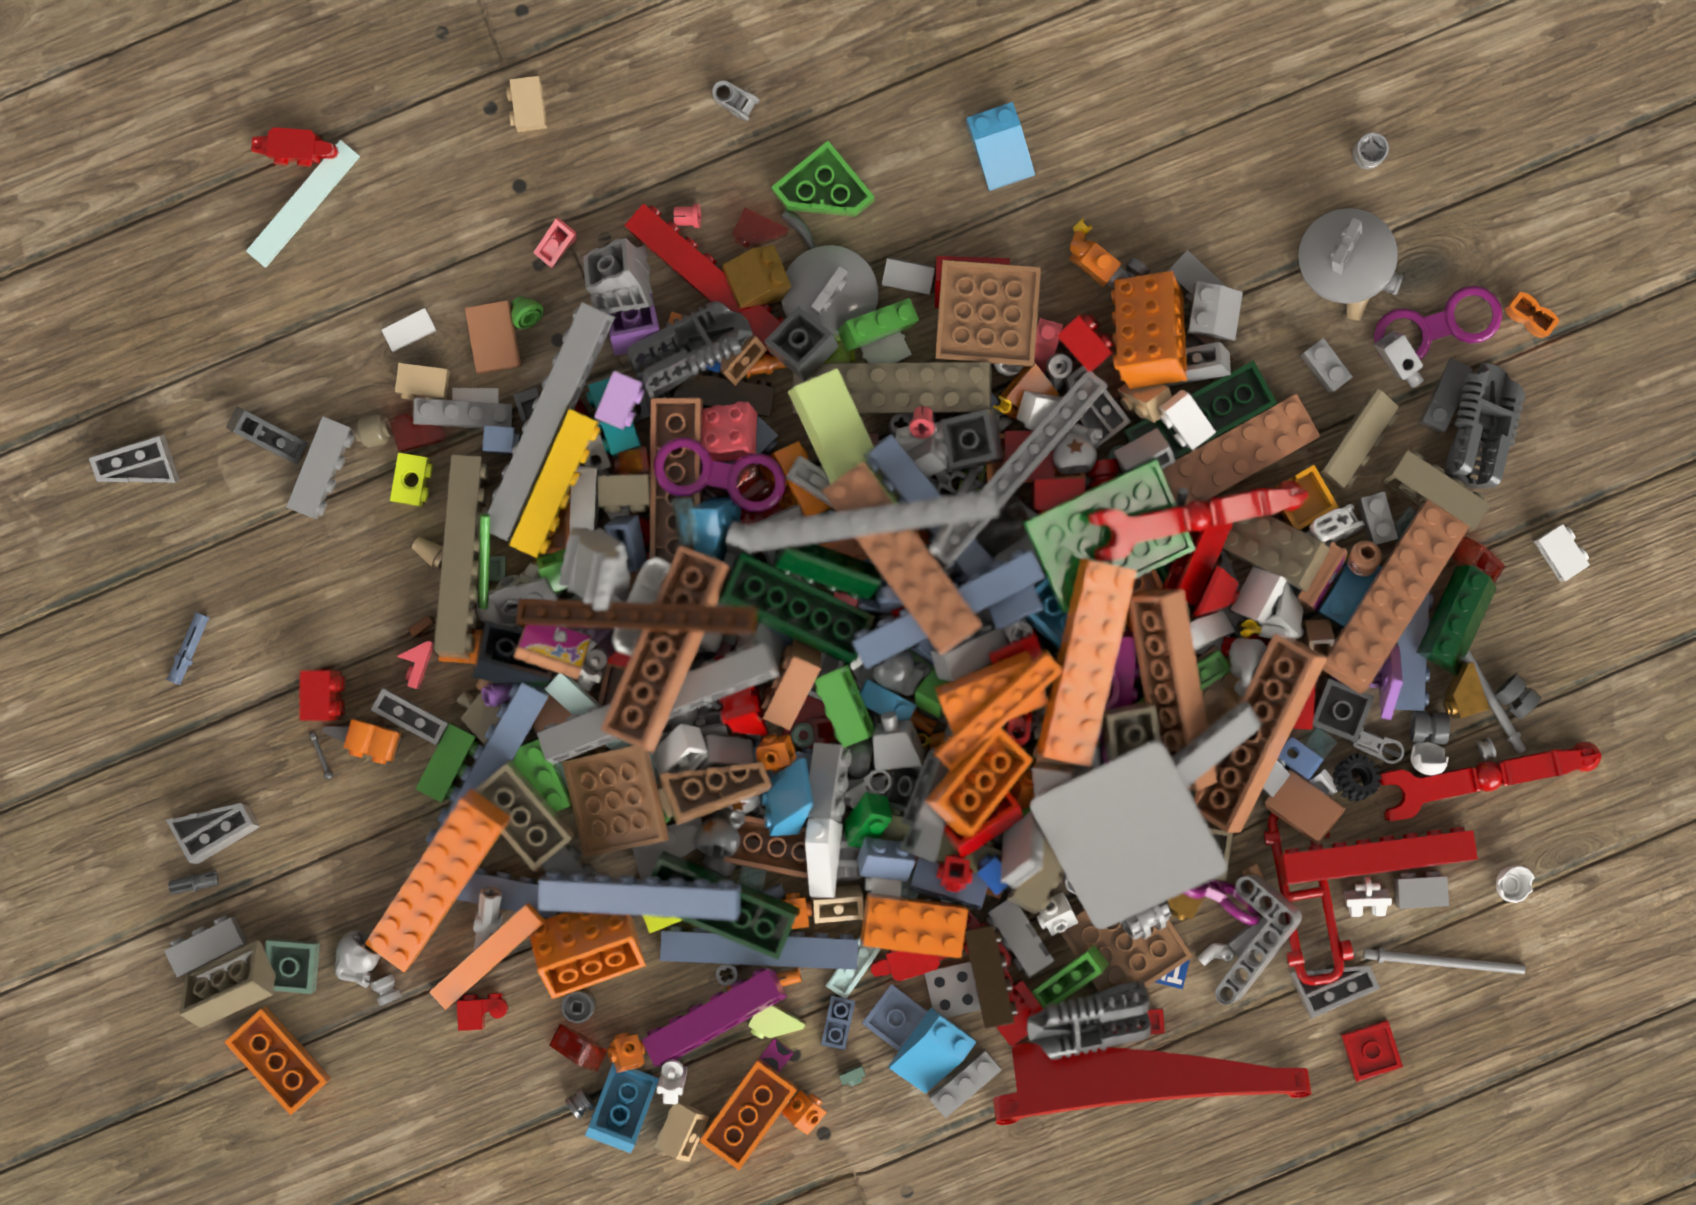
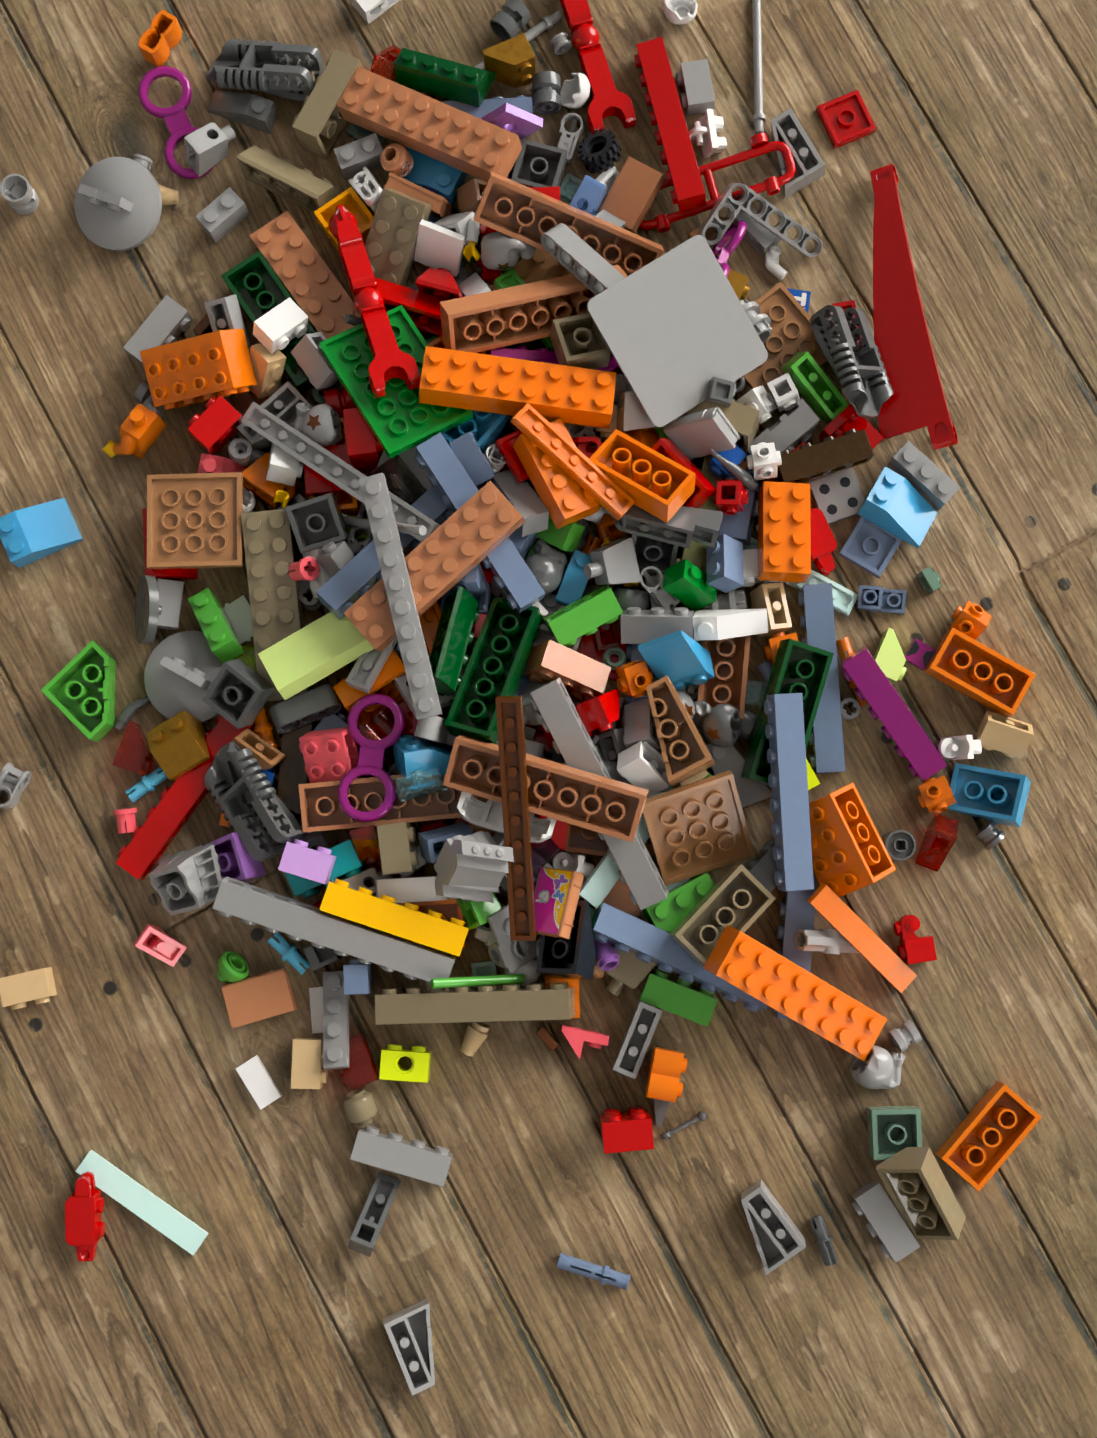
camera: 95 degrees left, 5 degrees down
(534, 372) = (289, 952): none -> medium azure pin
(722, 239) = (147, 784): none -> medium azure pin
(780, 410) = (305, 708): none -> dark grey beam
(901, 255) = (147, 609): none -> dark grey piece
(977, 884) = (743, 476): none -> dark grey animal
(989, 912) = (764, 461): none -> white brick
(1062, 873) = (721, 392): none -> dark grey tile
(1064, 944) = (784, 392): none -> white brick
(1214, 311) = (176, 316): light grey slope -> none

